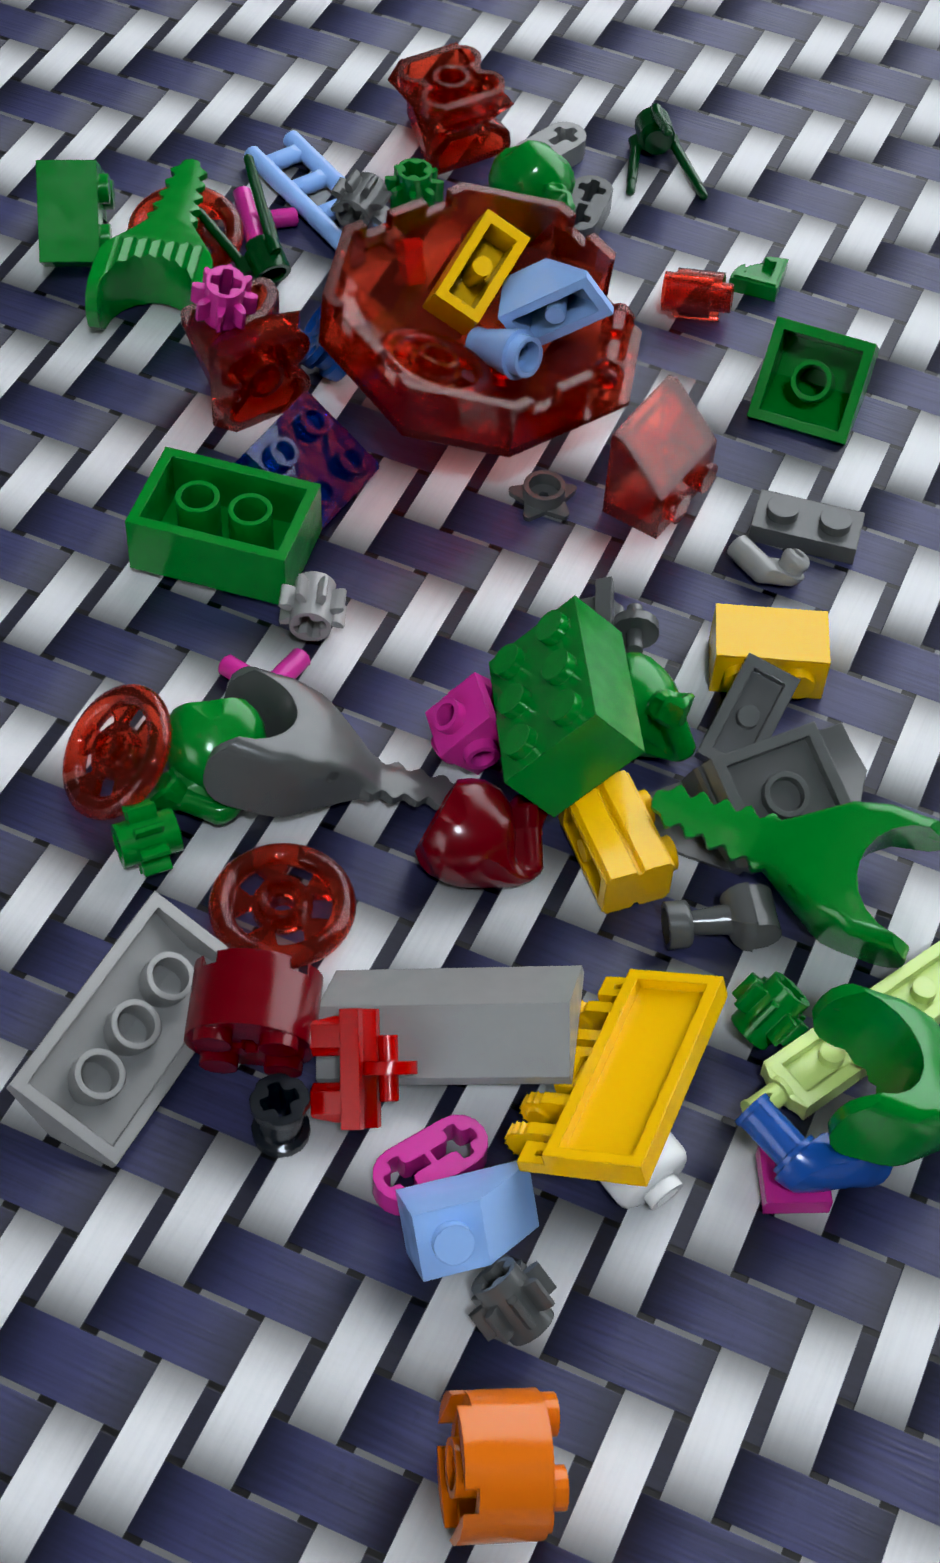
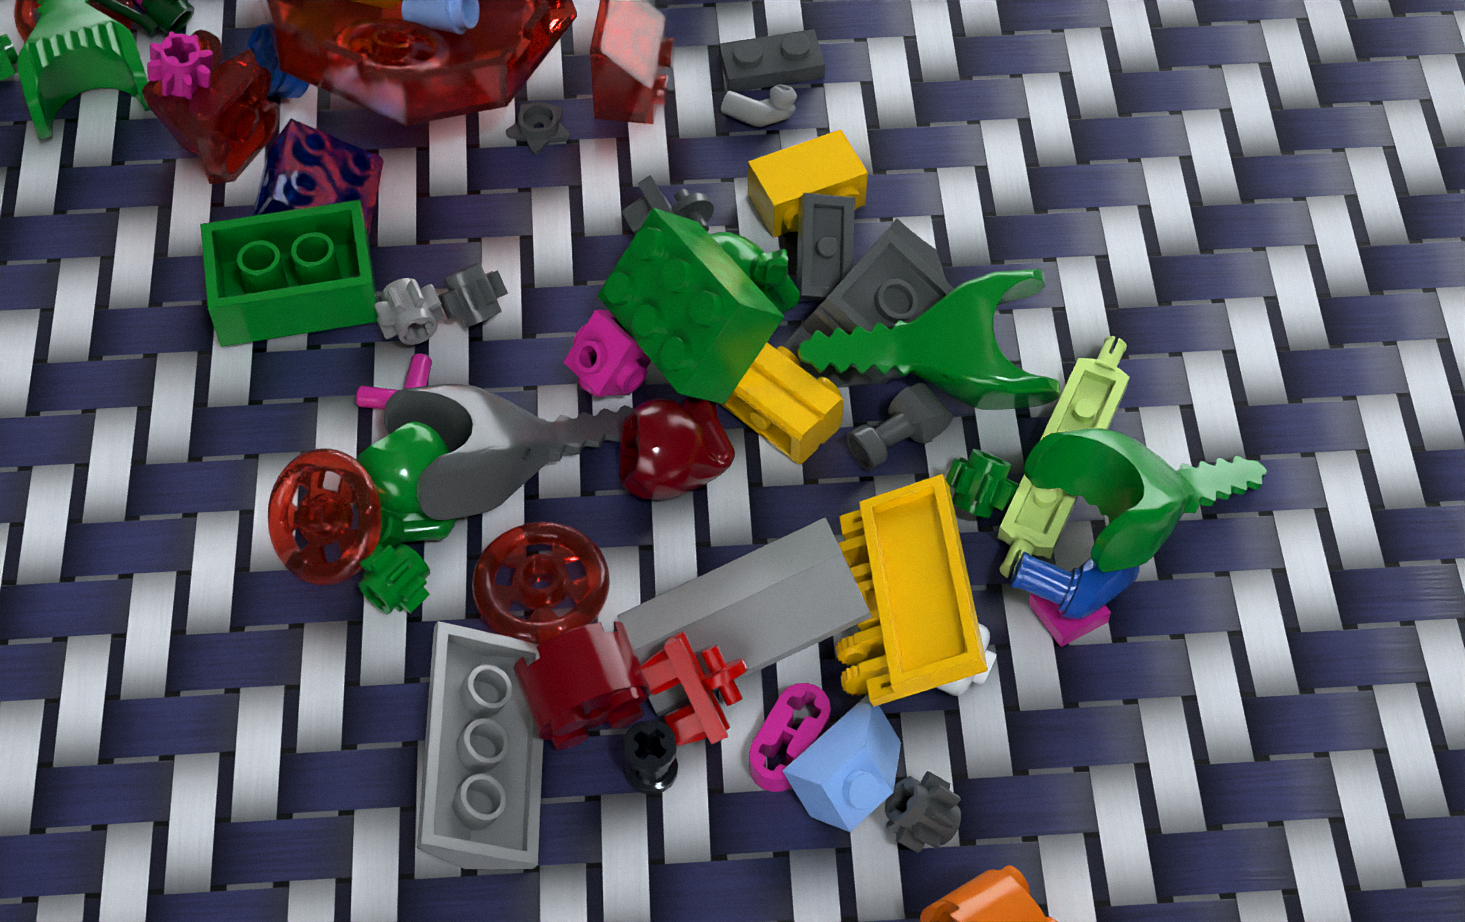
camera: 25 degrees left, 5 degrees up
(380, 616) = (472, 294): none -> dark grey gear

